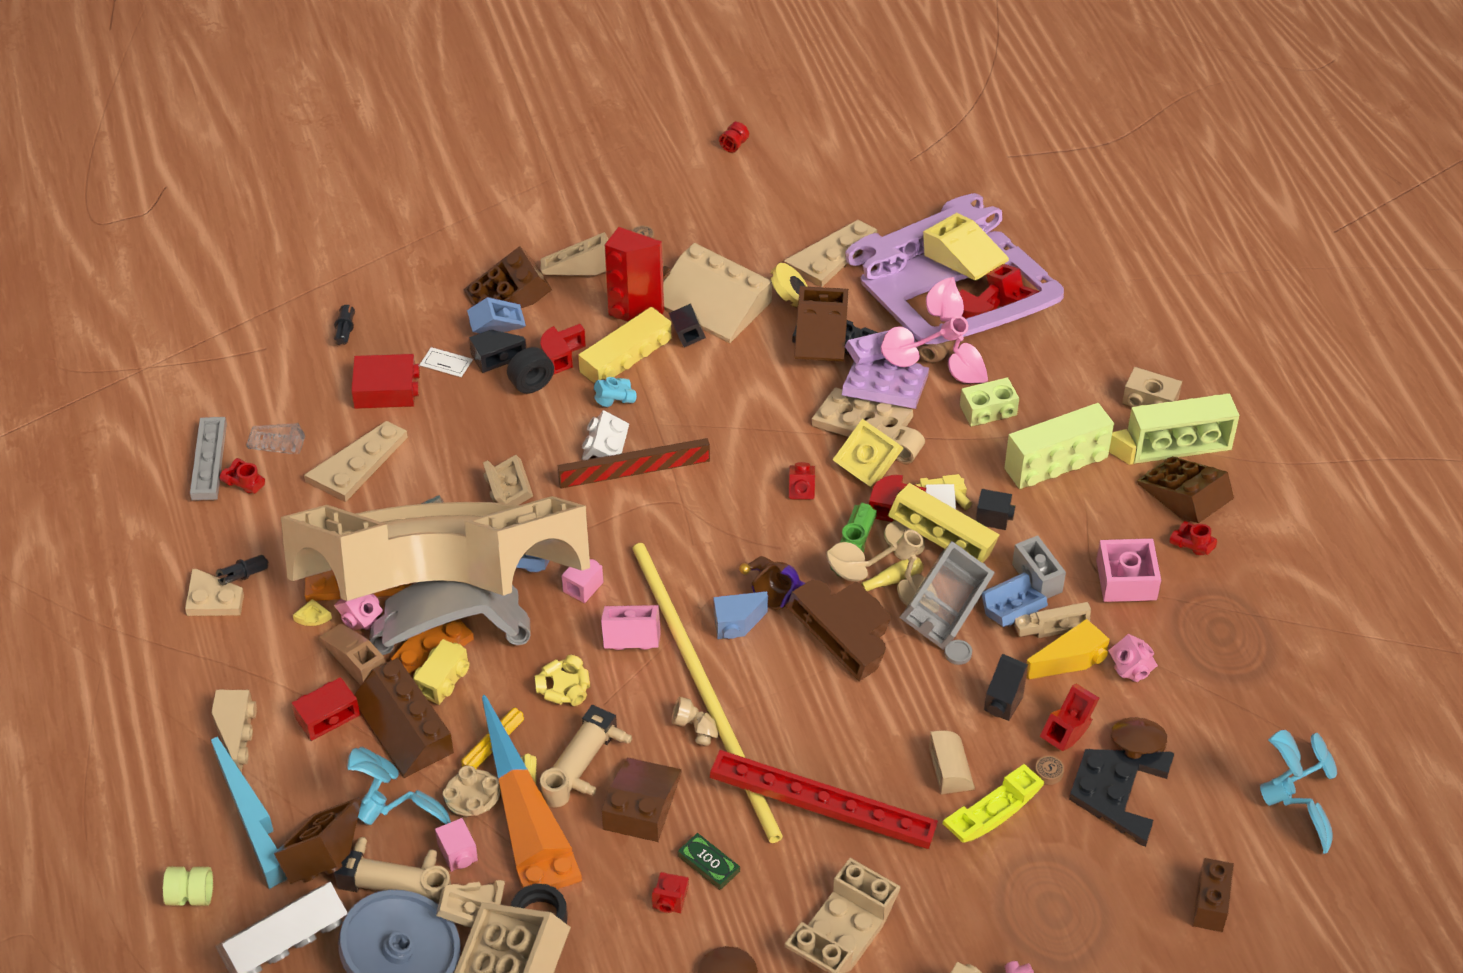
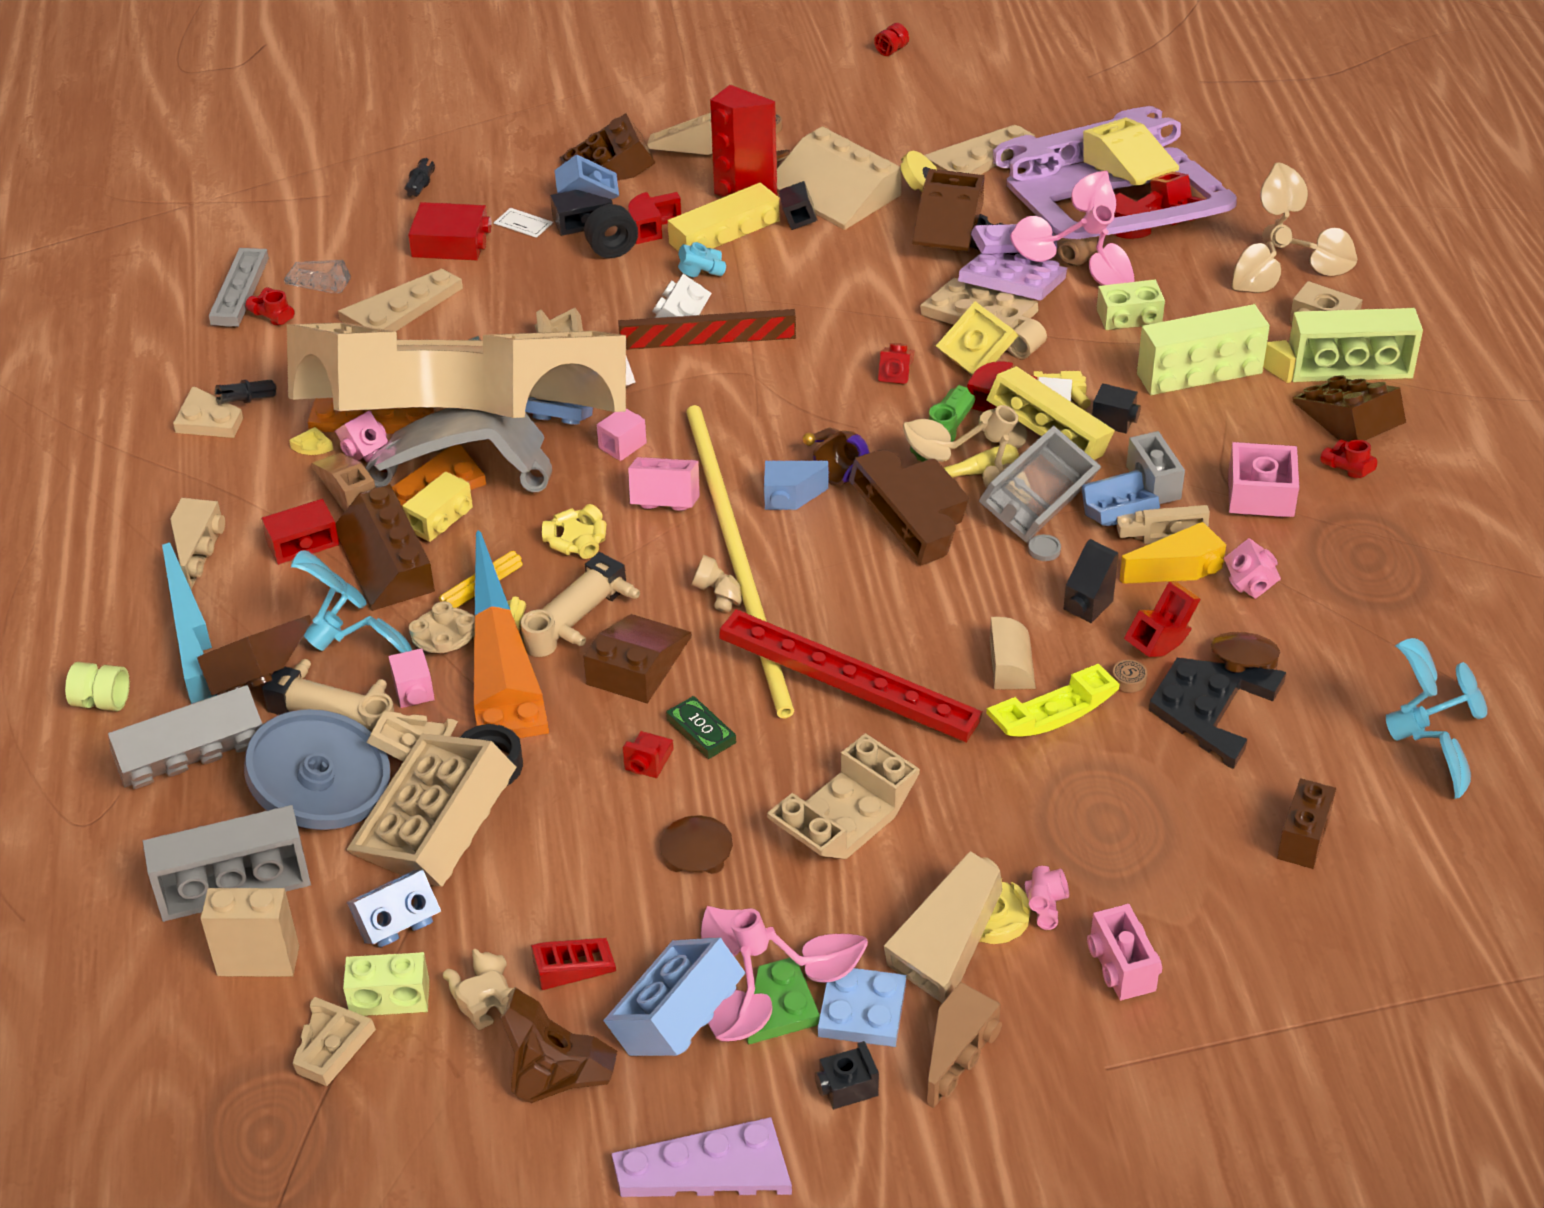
camera: 10 degrees right, 5 degrees down
(1105, 287) = (1256, 267): none -> tan plant

